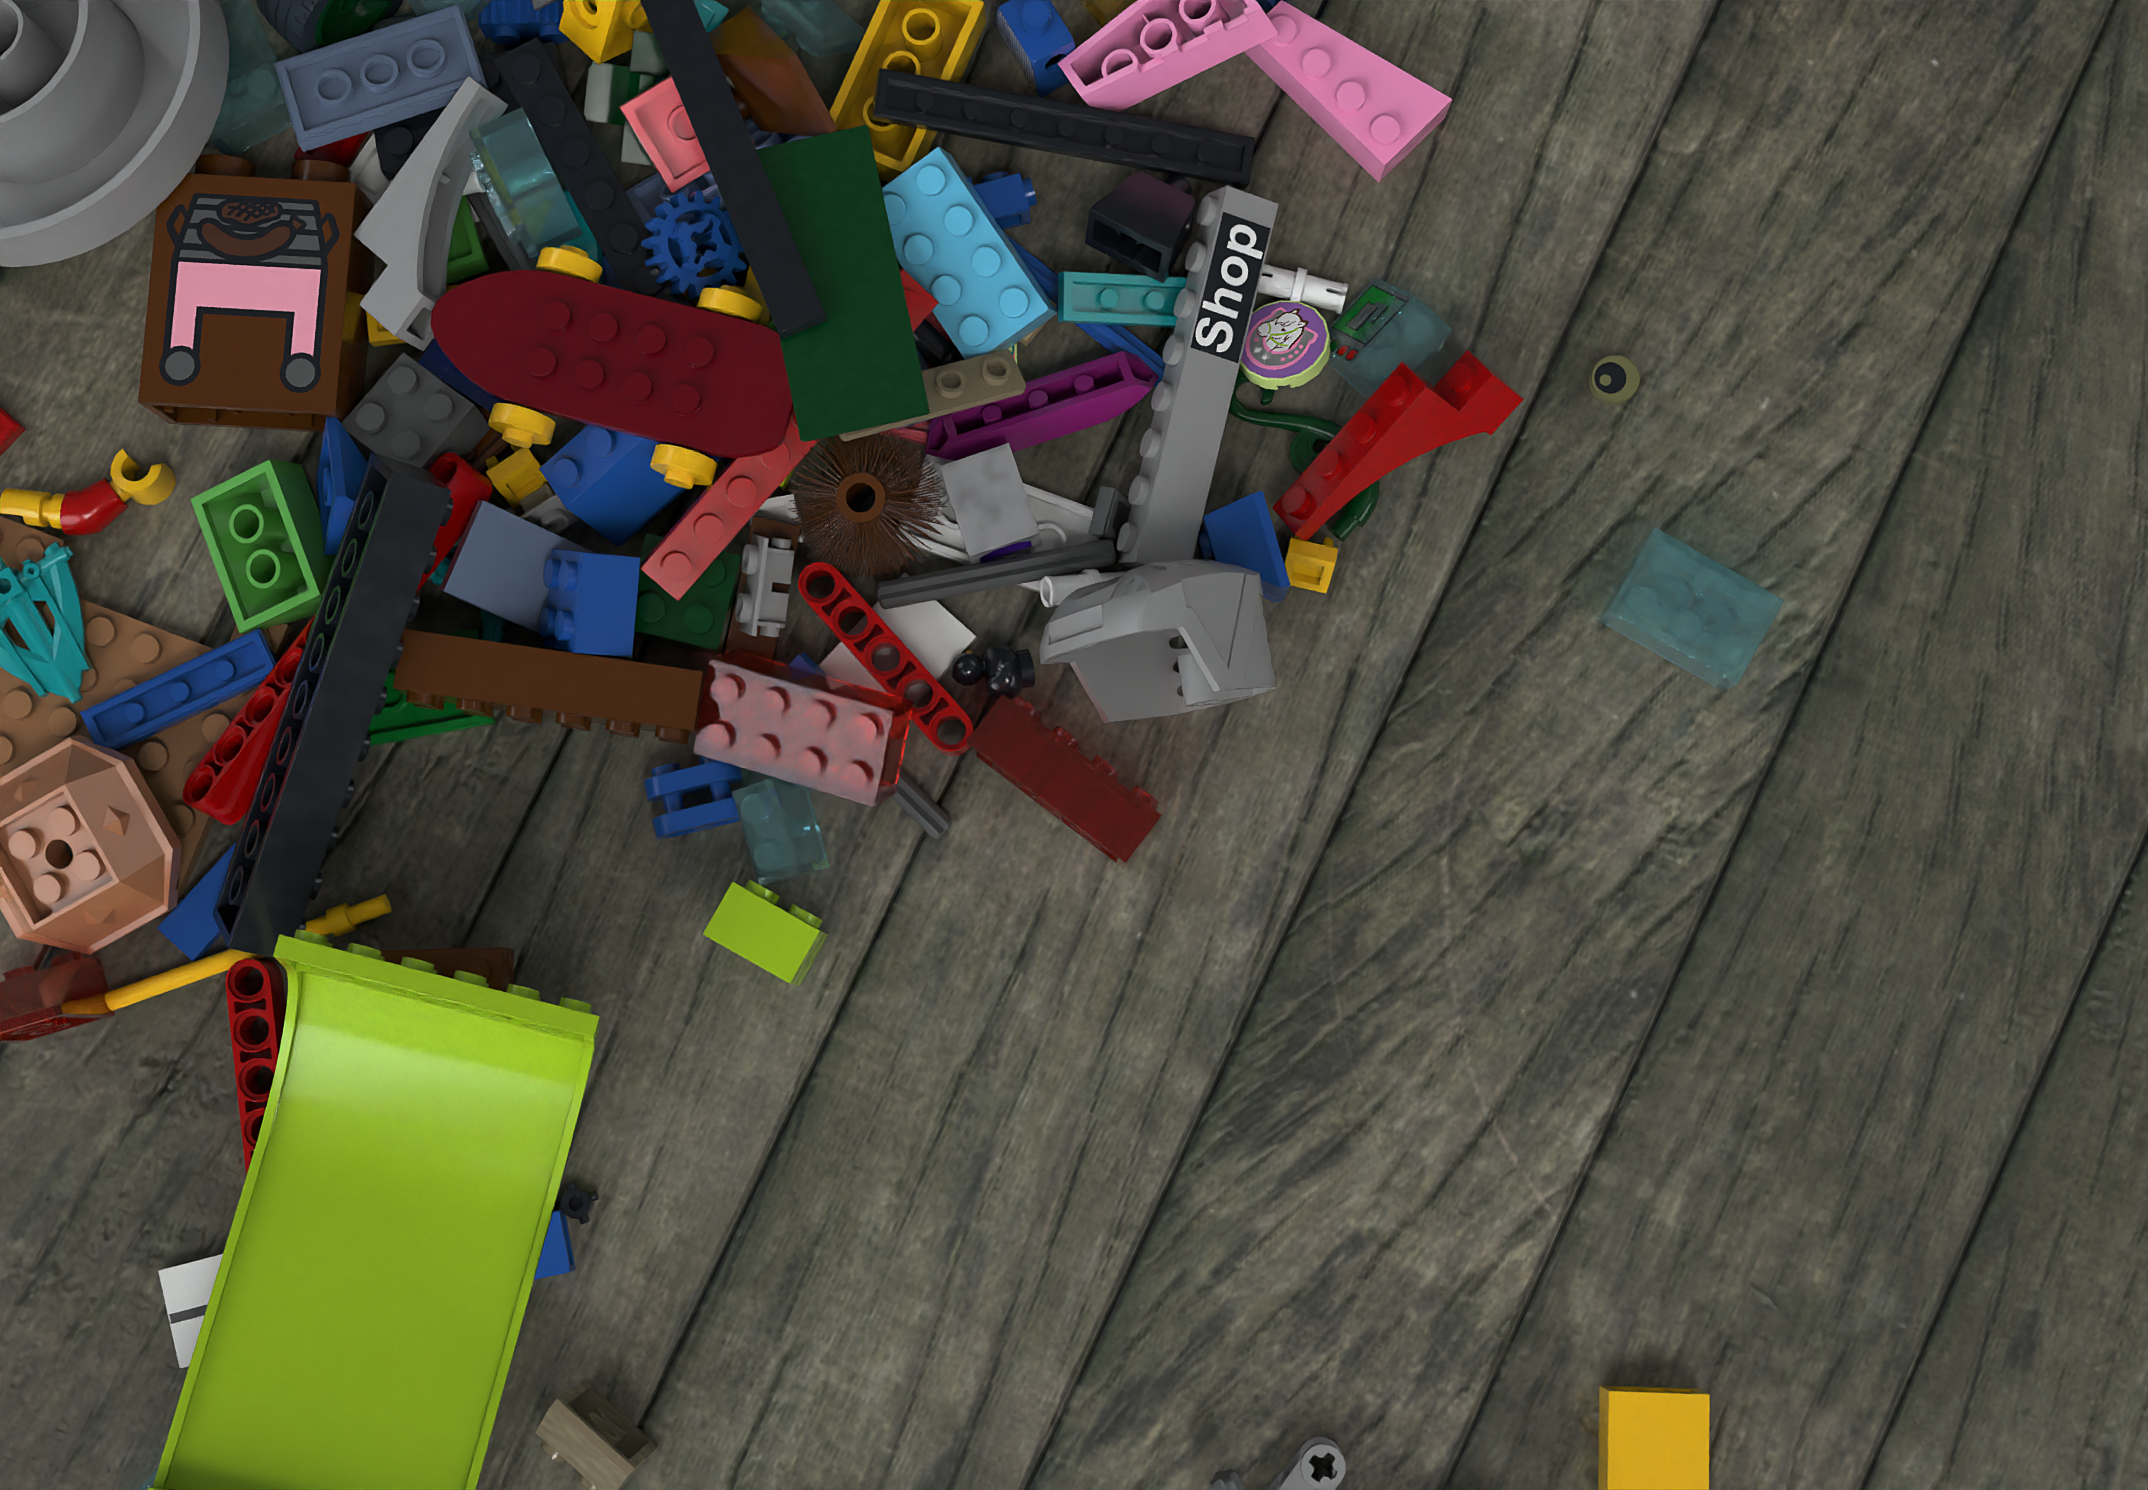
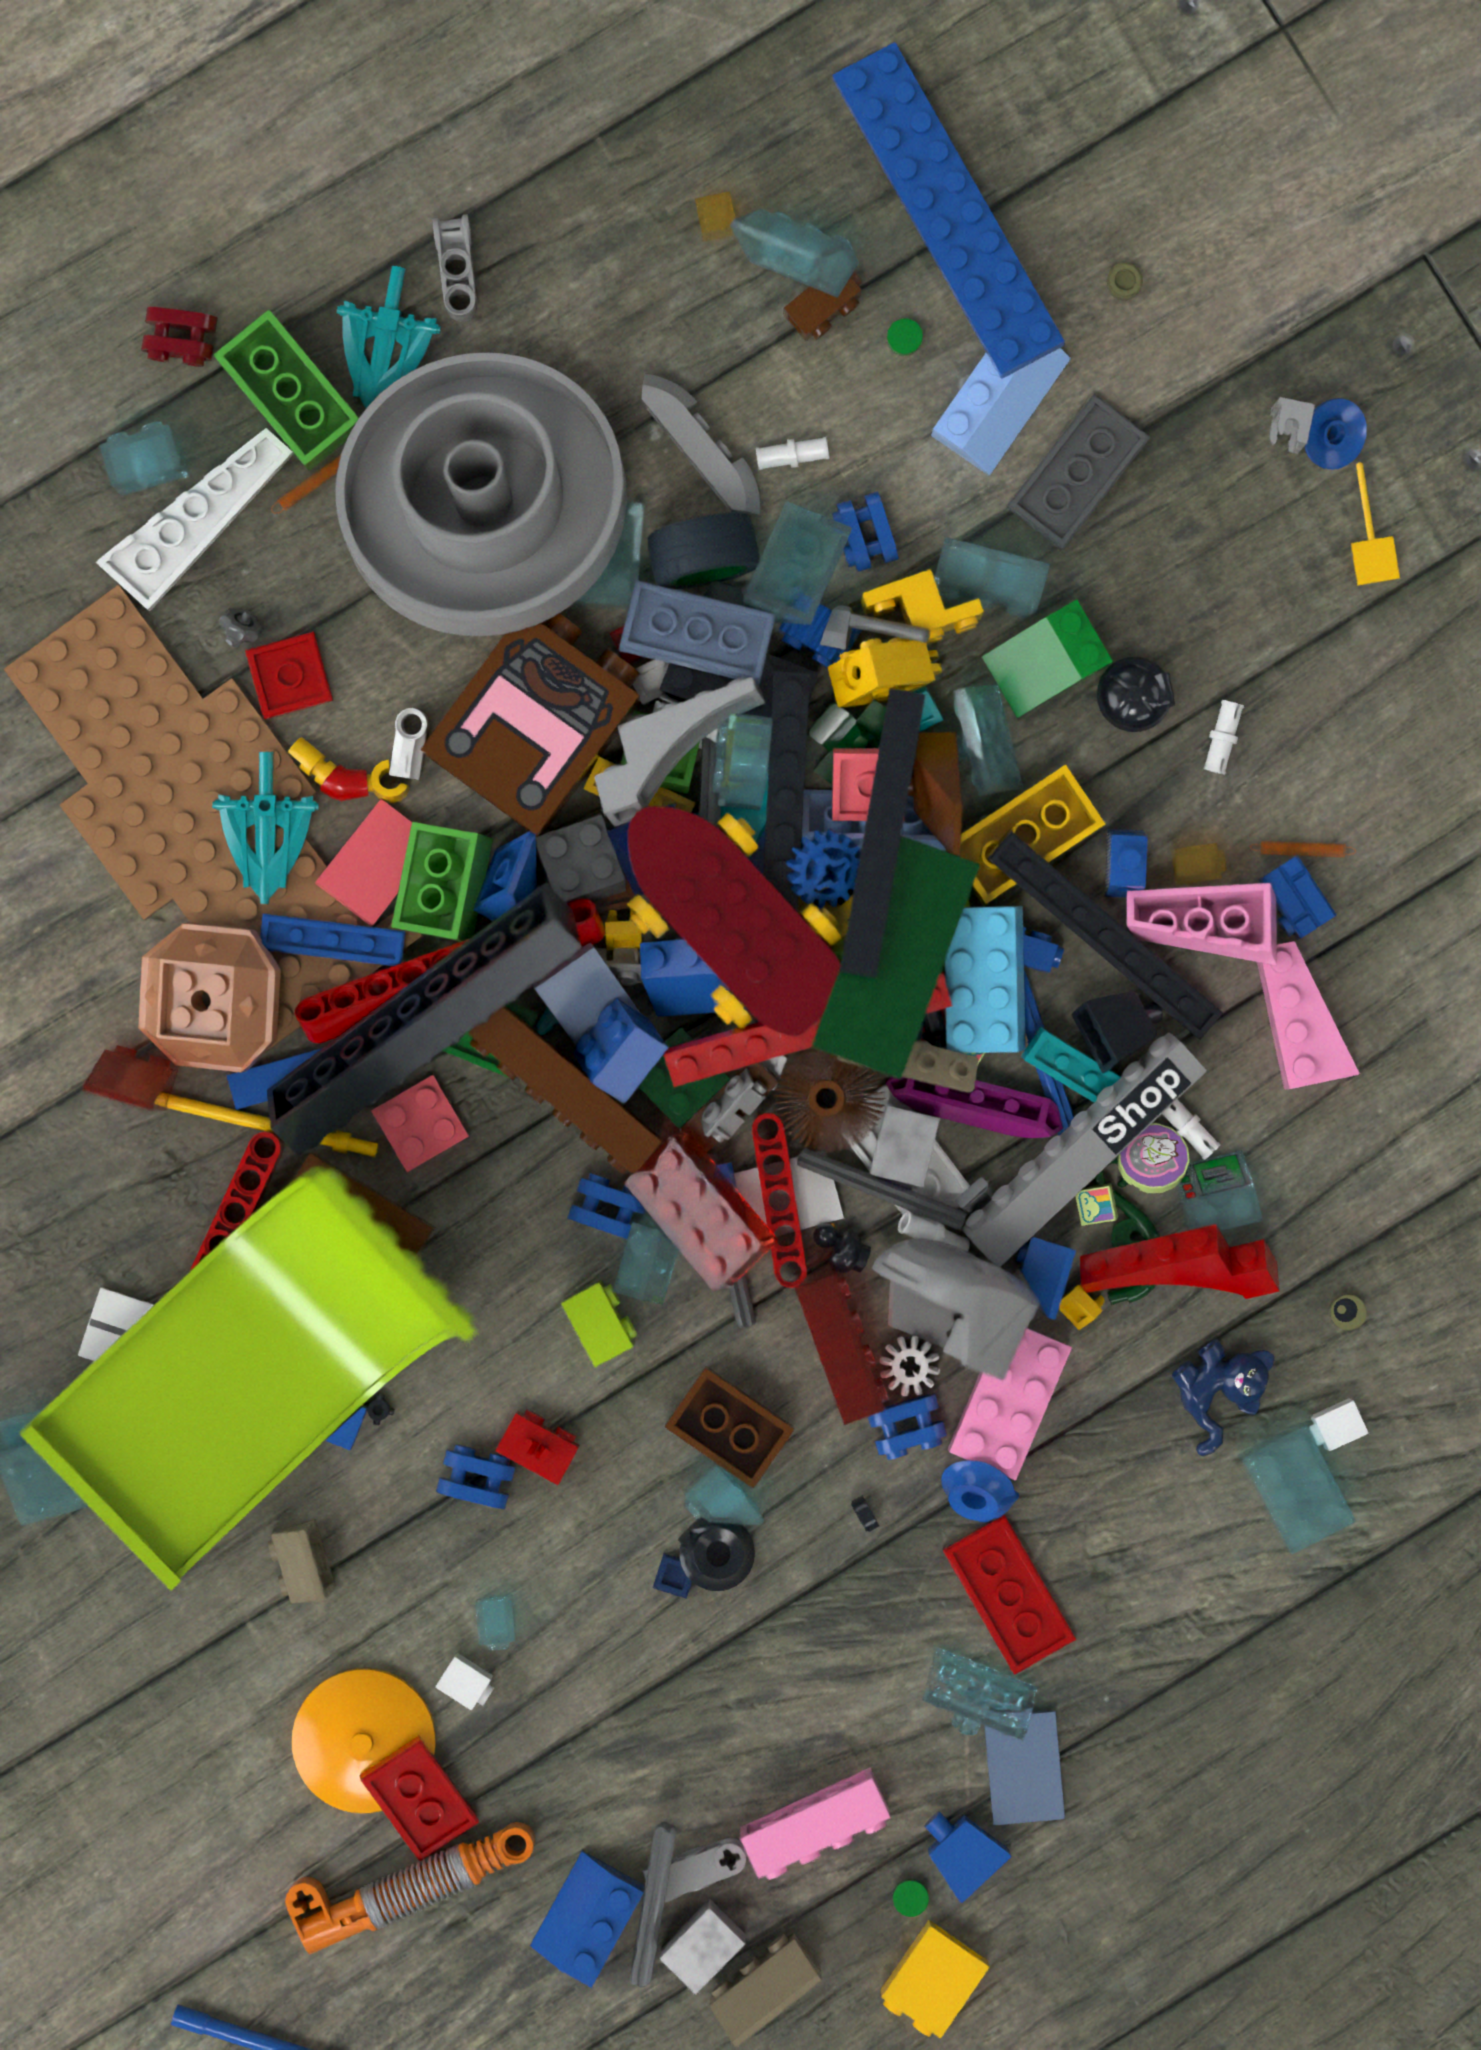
camera: 35 degrees right, 5 degrees up
(140, 429) = (406, 753): none -> white piece
(173, 582) = (370, 864): none -> coral tile
(420, 840) = (420, 1123): none -> coral plate
(711, 1196) = (464, 1460): none -> blue brick
(789, 1125) = (538, 1446): none -> red brick
(870, 1364) = (496, 1621): none -> clear light blue brick
(879, 1459) = (465, 1682): none -> white brick
(995, 956) = (729, 1427): none -> reddish brown brick
(1038, 1046) = (721, 1499): none -> clear light blue slope
(1045, 1173) = (672, 1577): none -> dark blue tile
(1076, 1115) = (716, 1554): none -> black piece
(1166, 740) = (919, 1359): none -> white gear
(1218, 958) = (864, 1514): none -> black tile
(1230, 821) = (927, 1434): none -> blue brick
(1253, 438) = (1096, 1204): none -> tile
(1304, 725) = (1007, 1412): none -> bright pink brick
(1330, 844) = (978, 1490): none -> blue piece
(1395, 1360) = (814, 1824): none -> bright pink brick
(1444, 945) = (1009, 1594): none -> red tile
(1487, 1082) = (979, 1695): none -> clear light blue plate
(1545, 530) = (1239, 1378): none -> dark blue animal
(1562, 1373) = (910, 1897): none -> green tile
(1591, 1280) = (964, 1853): none -> blue torso
(1593, 1134) = (1025, 1773): none -> sand blue tile
(1690, 508) = (1337, 1425): none -> white brick

